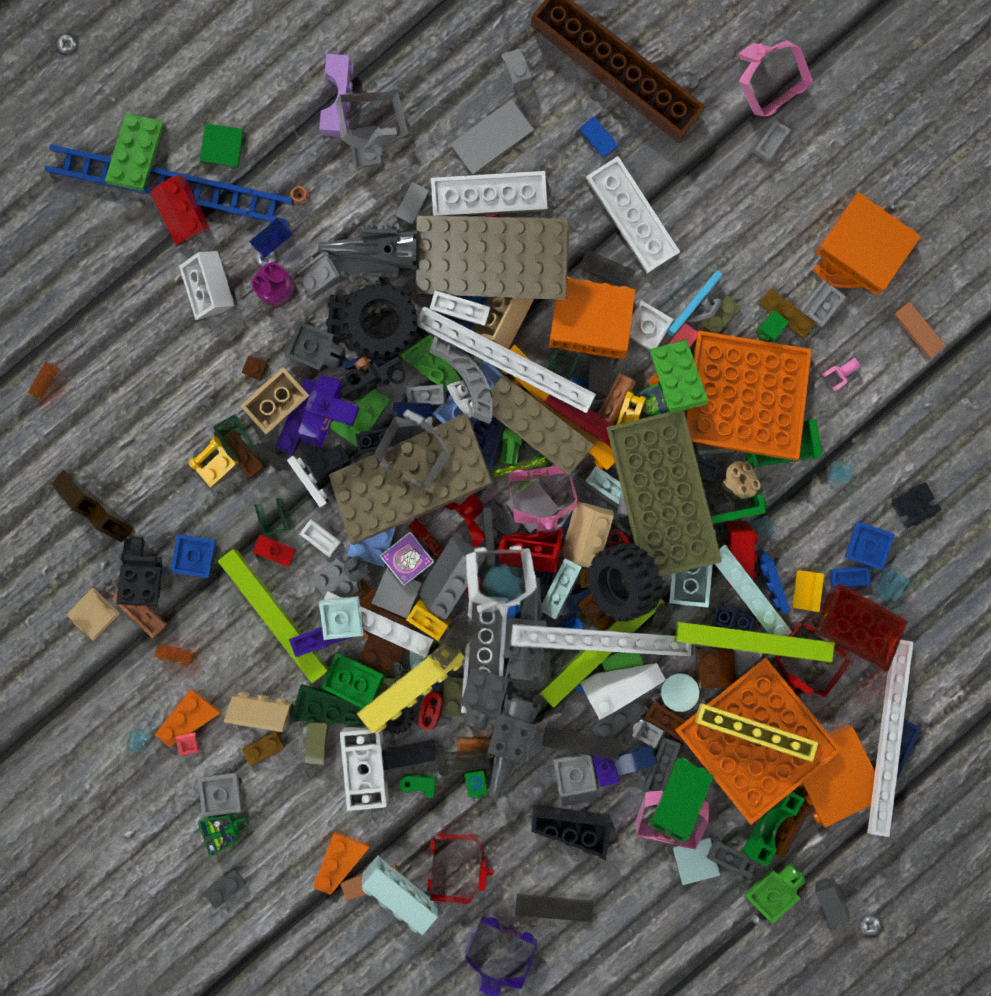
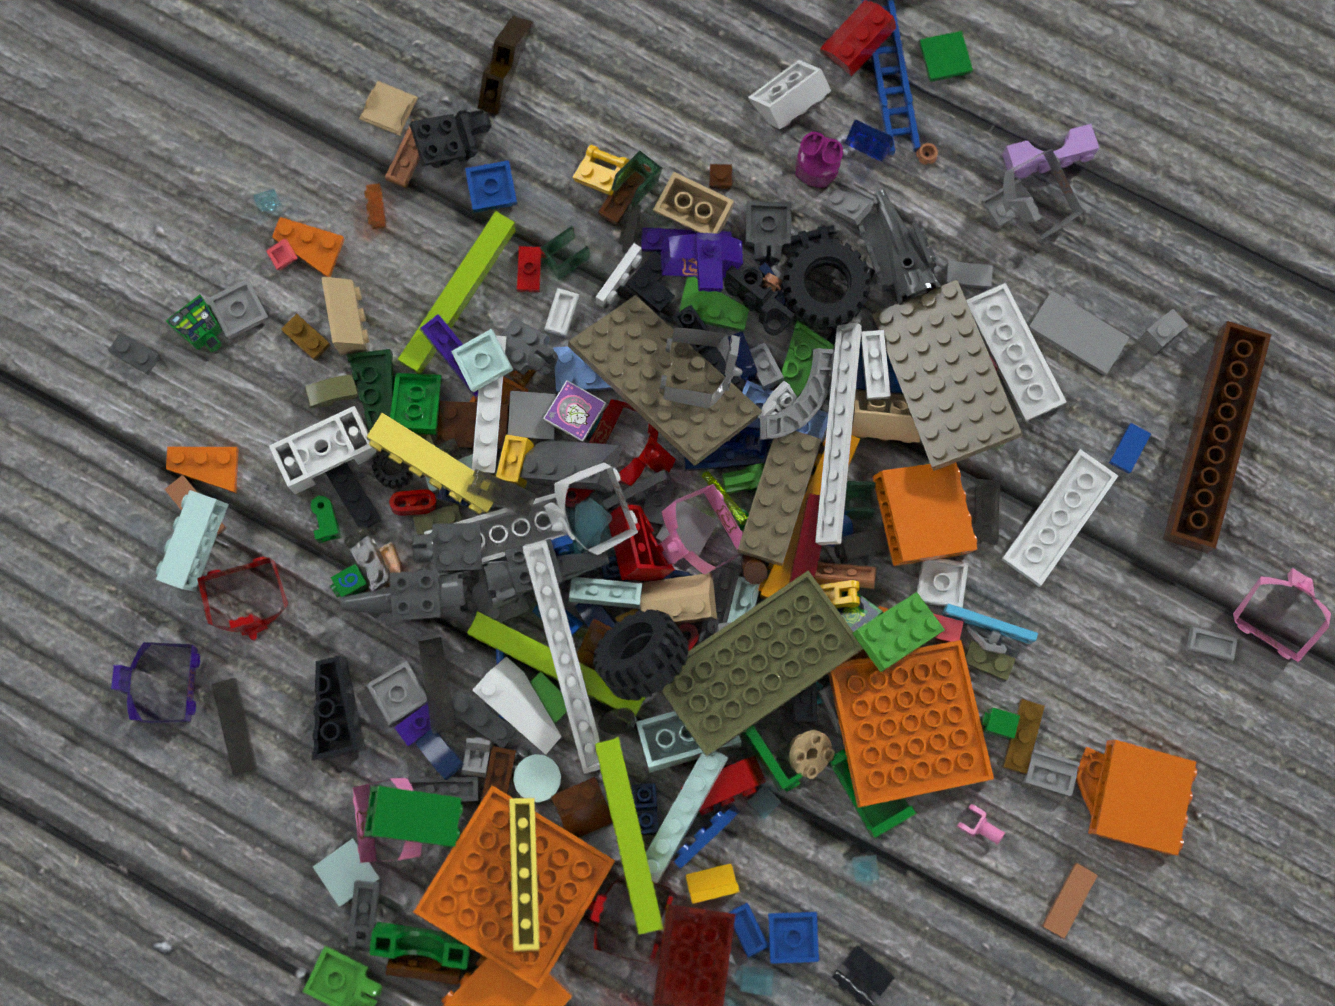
camera: 65 degrees right, 10 degrees down
(588, 468) = (753, 569): none -> reddish brown piece

